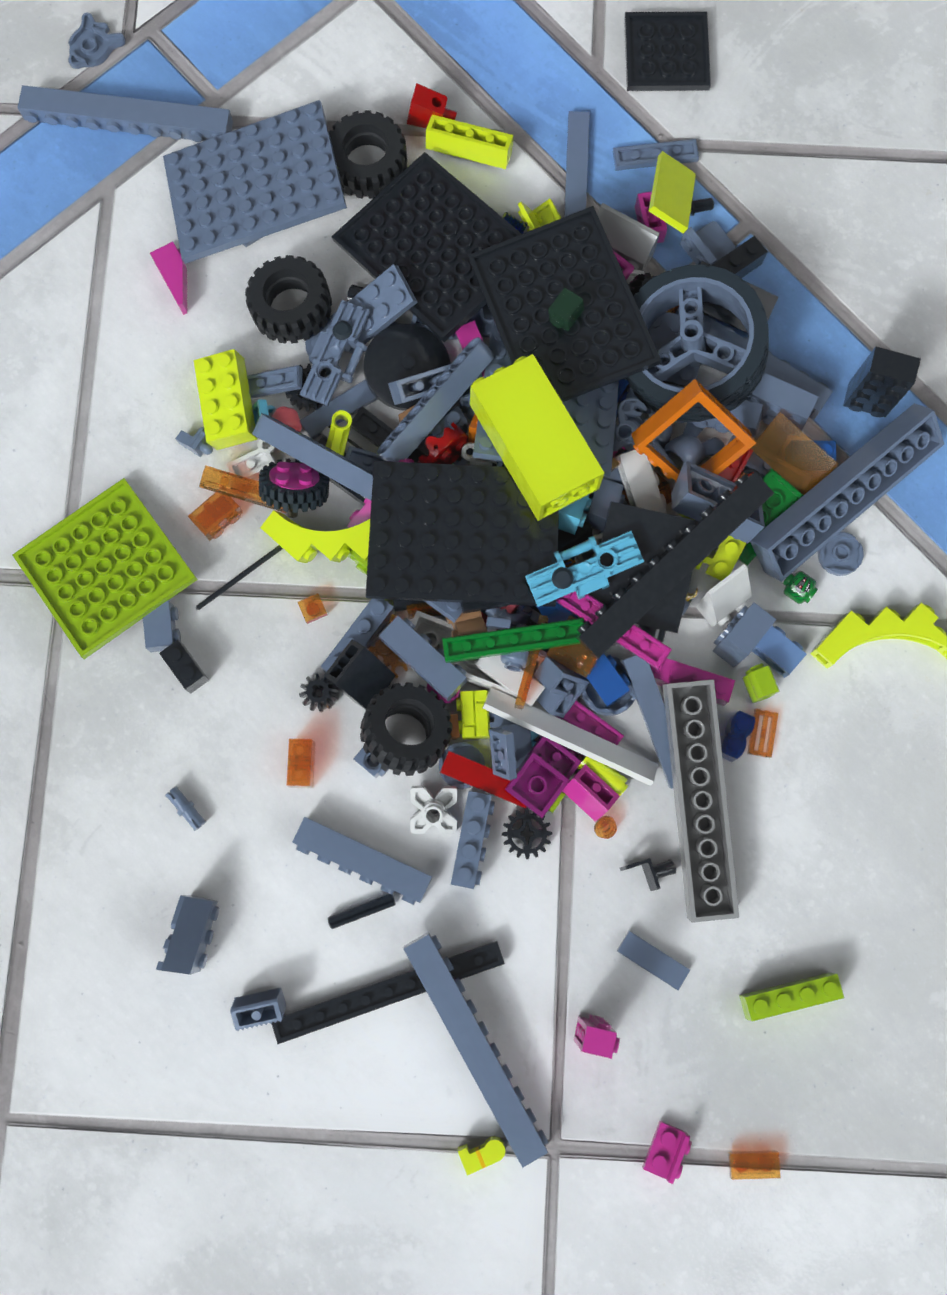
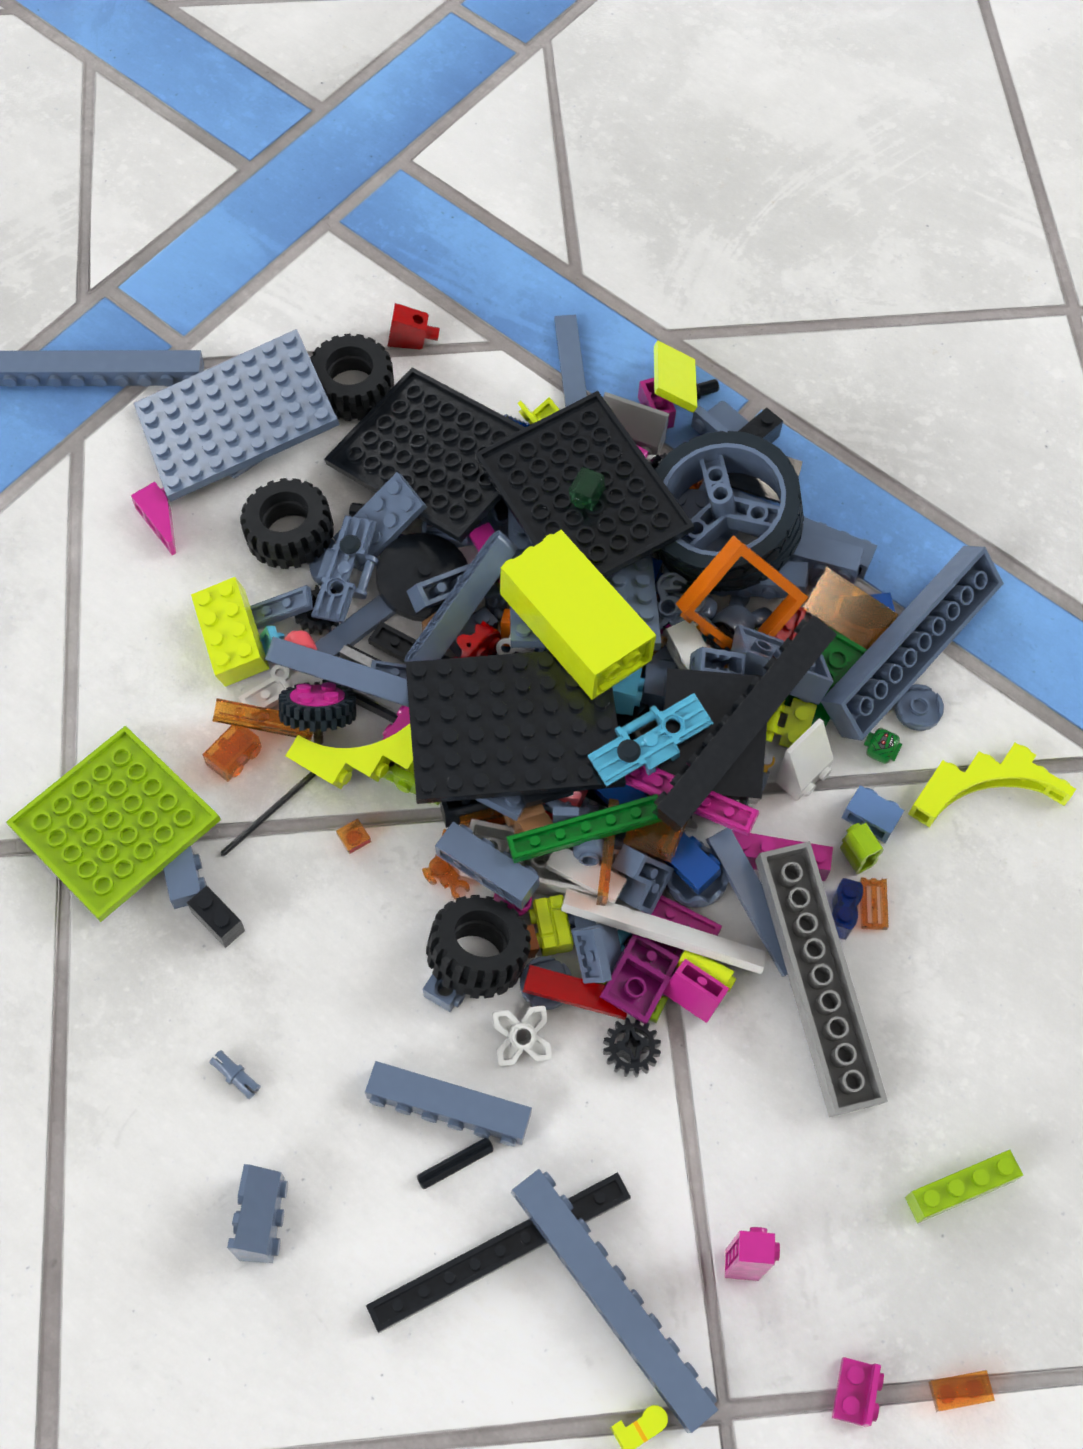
camera: 10 degrees left, 15 degrees down
(92, 44) = (46, 306): sand blue tile -> none
(195, 444) = (201, 682): sand blue piece -> none
(258, 1009) = (349, 1291): sand blue brick -> none
(301, 763) = (363, 1004): clear orange brick -> none
(310, 693) = (372, 934): black gear -> none
(338, 435) = (360, 649): neon yellow piece -> none
(359, 674) = (416, 894): black brick -> none
(364, 629) = (409, 861): sand blue brick -> none
(469, 141) = (456, 354): neon yellow brick -> none
(471, 840) = (570, 1063): sand blue brick -> none
(605, 827) = (723, 1031): clear orange plate -> none
(646, 155) = (643, 347): sand blue tile -> none
(653, 872) = (779, 1070): black bracket -> none
(653, 960) = (800, 1170): sand blue tile -> none
(655, 498) = (715, 660): none -> sand blue torso
(667, 51) = (645, 251): black plate -> none
(743, 634) = (831, 796): sand blue brick -> none
(881, 382) = (925, 527): black brick -> none

